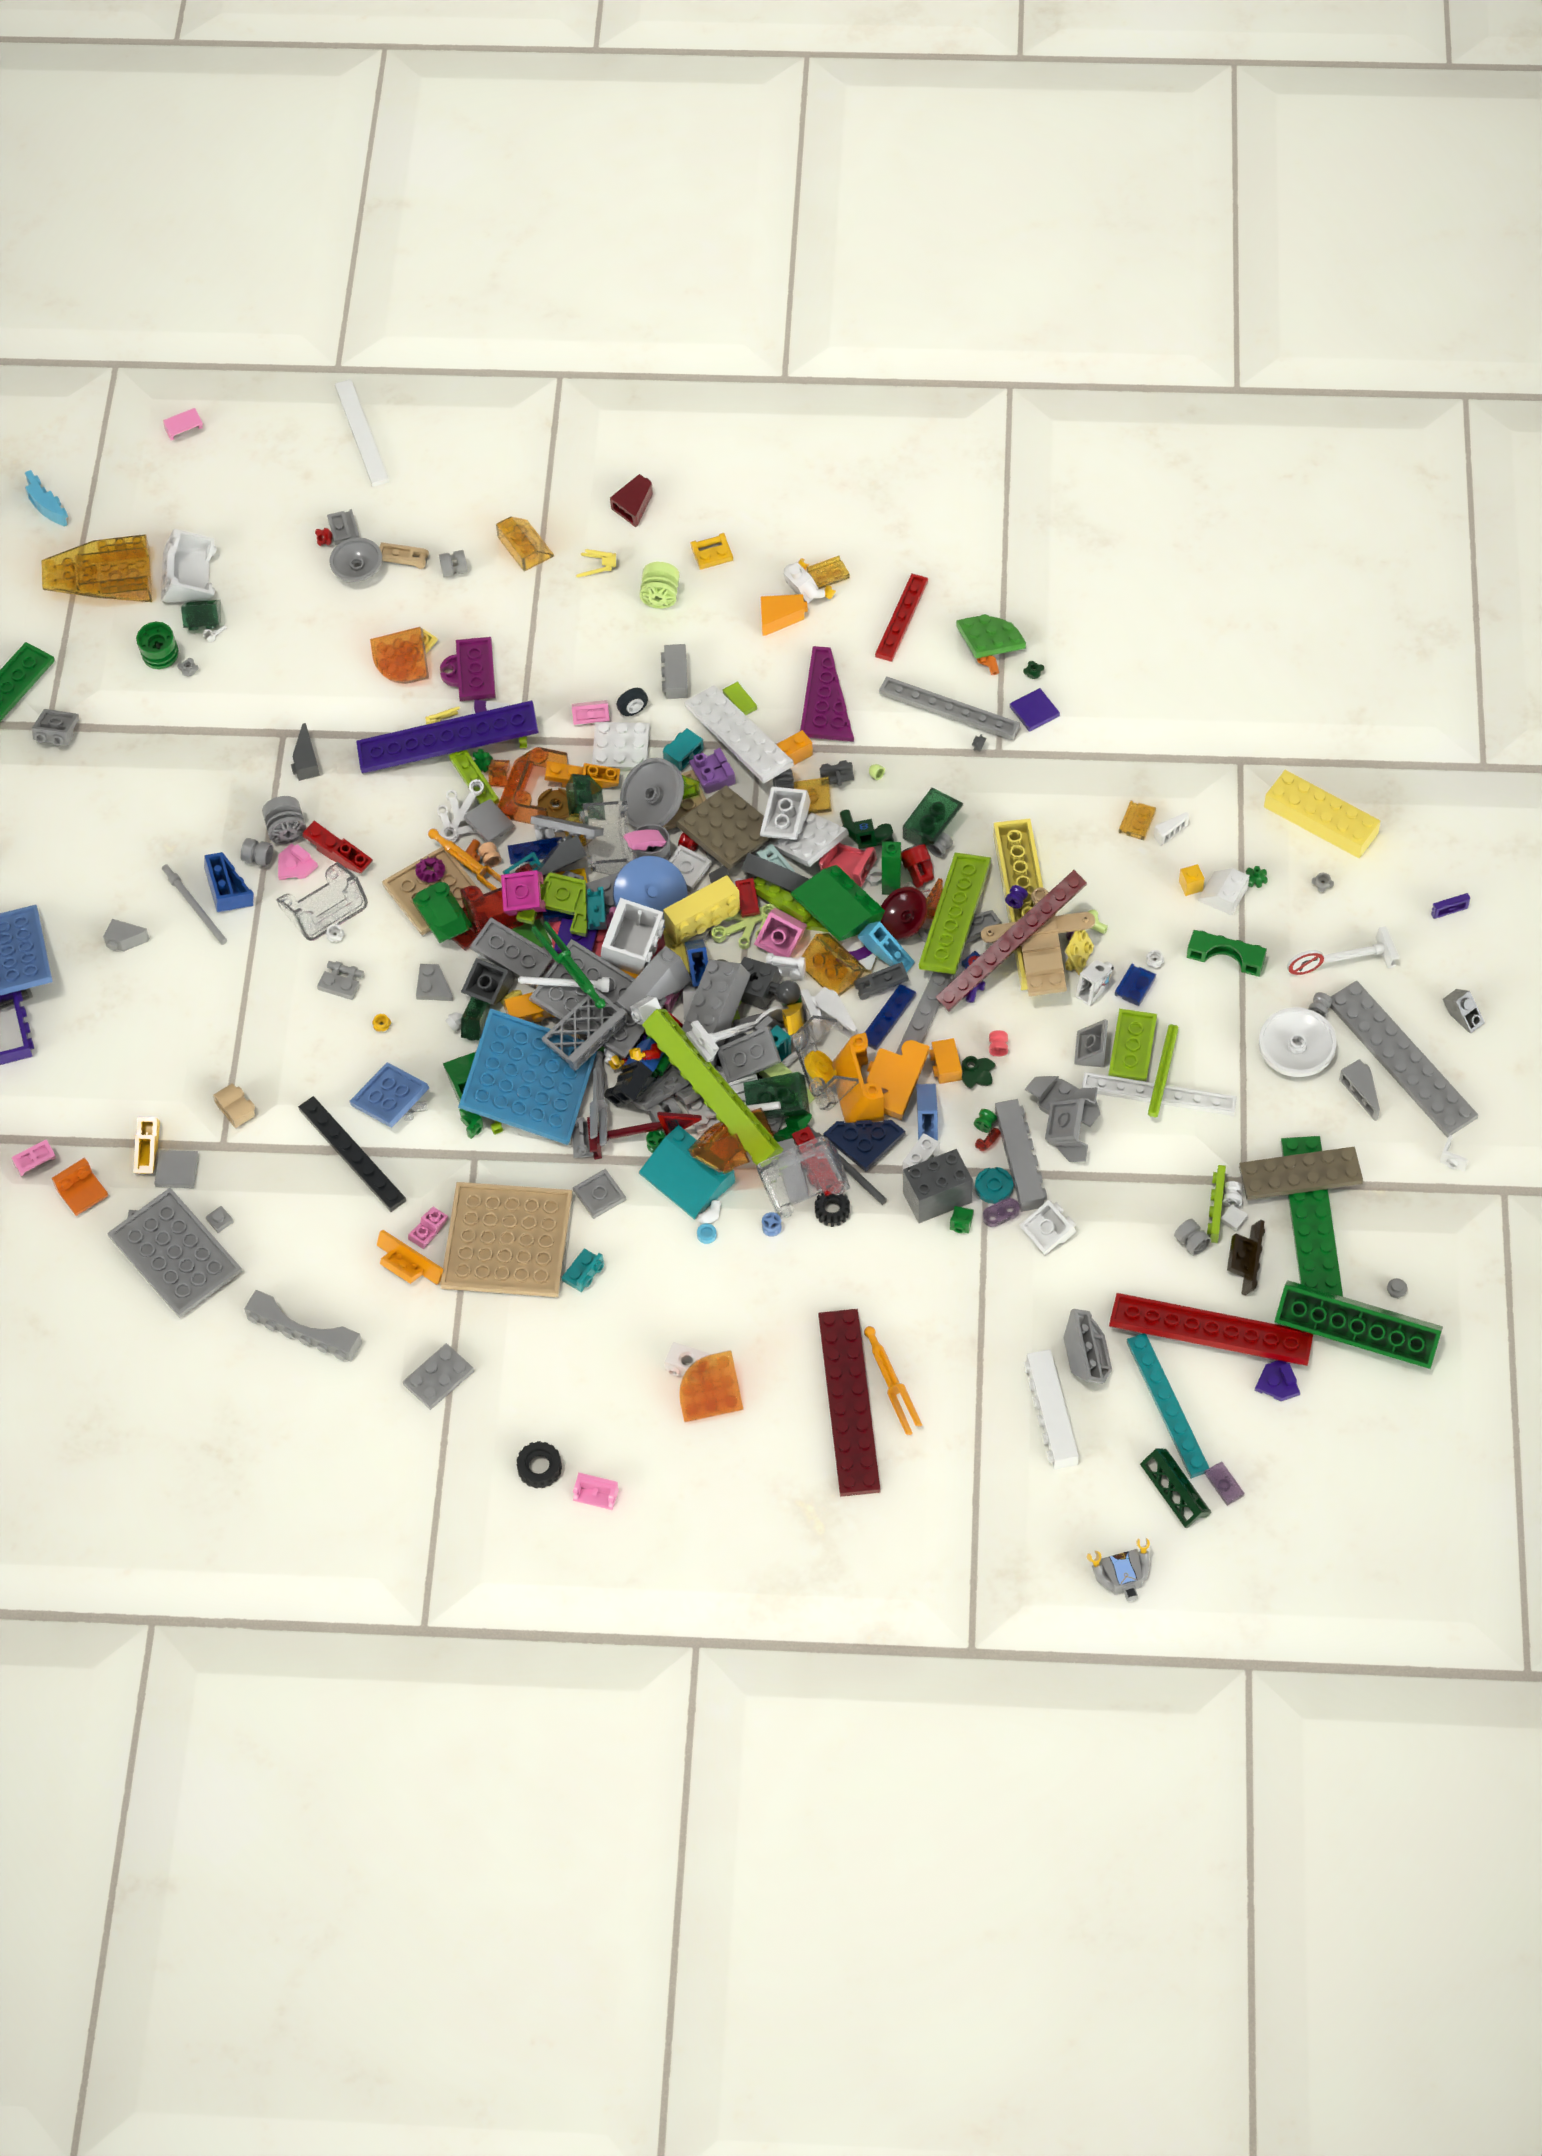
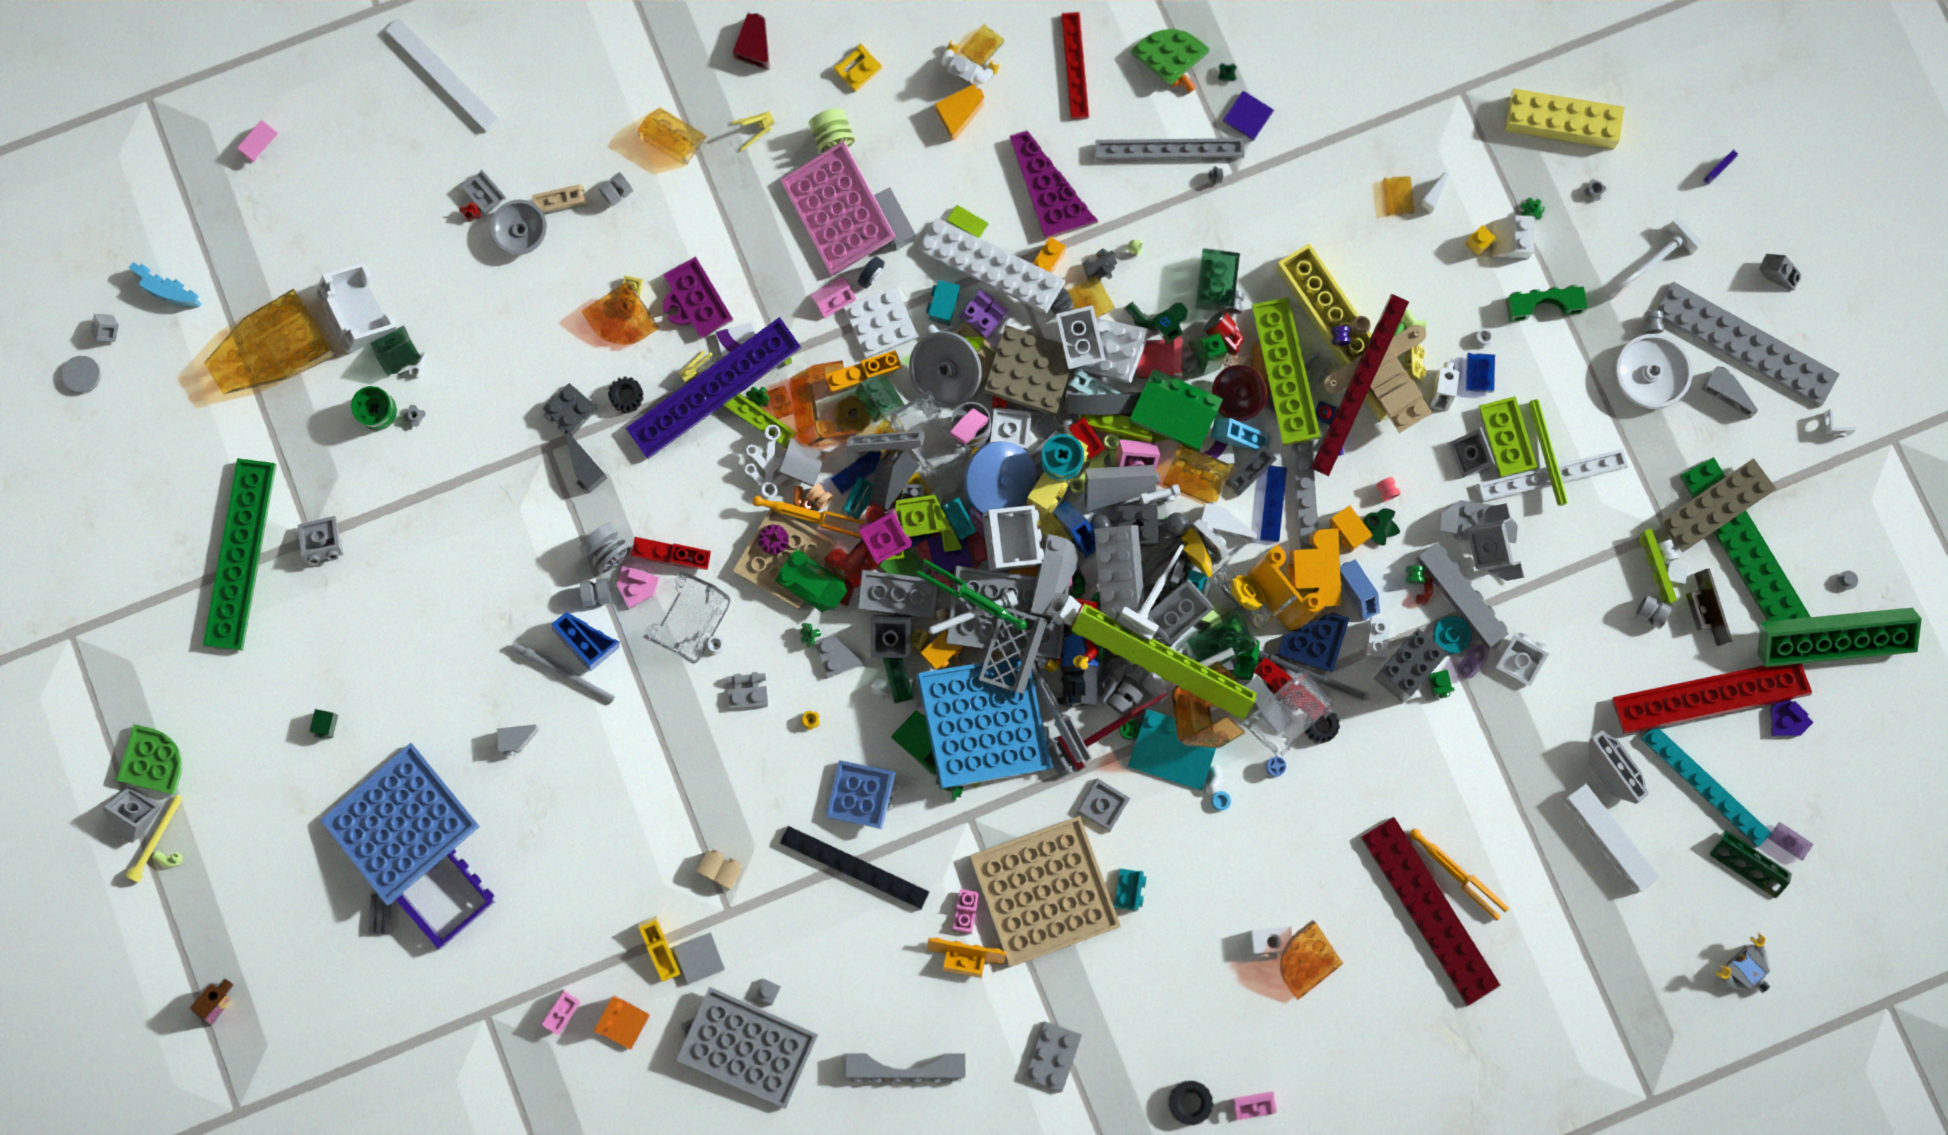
camera: 30 degrees left, 20 degrees up
(317, 711) = (569, 409): none -> dark grey plate
(371, 725) = (625, 405): none -> black tyre
(419, 956) = (809, 634): none -> green plant
(631, 644) = (838, 208): none -> bright pink plate
(677, 1009) = (1078, 586): none -> green arm
(708, 885) = (1060, 468): none -> teal wheel
(750, 940) = (1117, 484): none -> light grey slope

